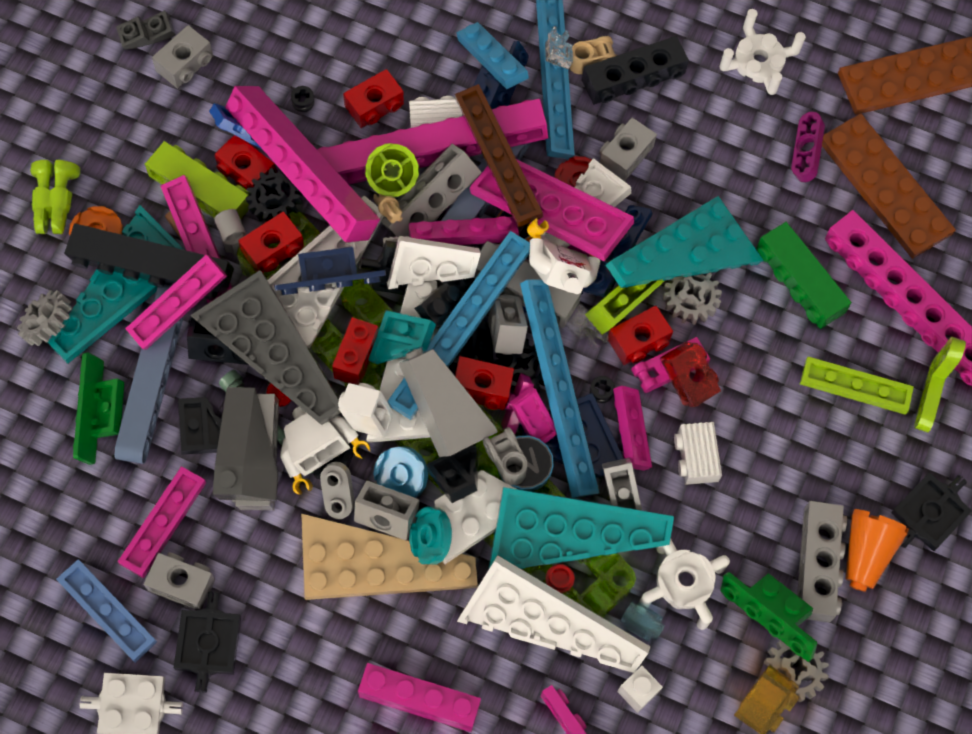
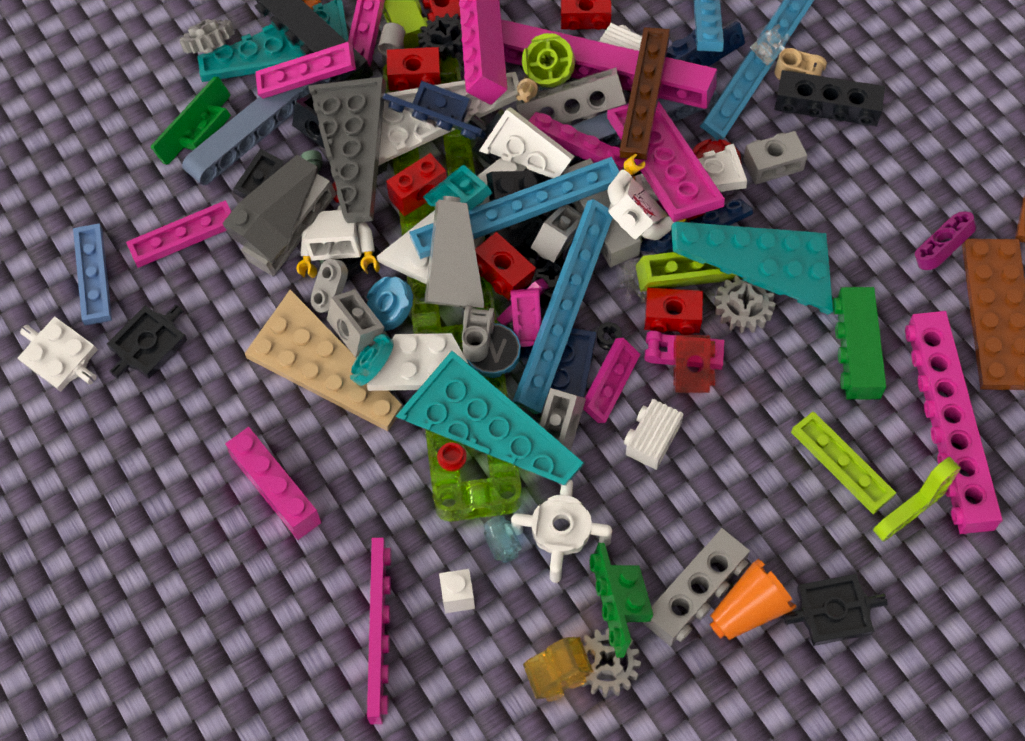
camera: 40 degrees right, 5 degrees down
(192, 592) = (155, 270): light grey brick -> none
(366, 409) = (386, 227): white brick -> none
(456, 473) = (428, 321): black wing -> none
(543, 616) = (415, 478): white wing -> none
(759, 44) = (957, 133): white plate -> none

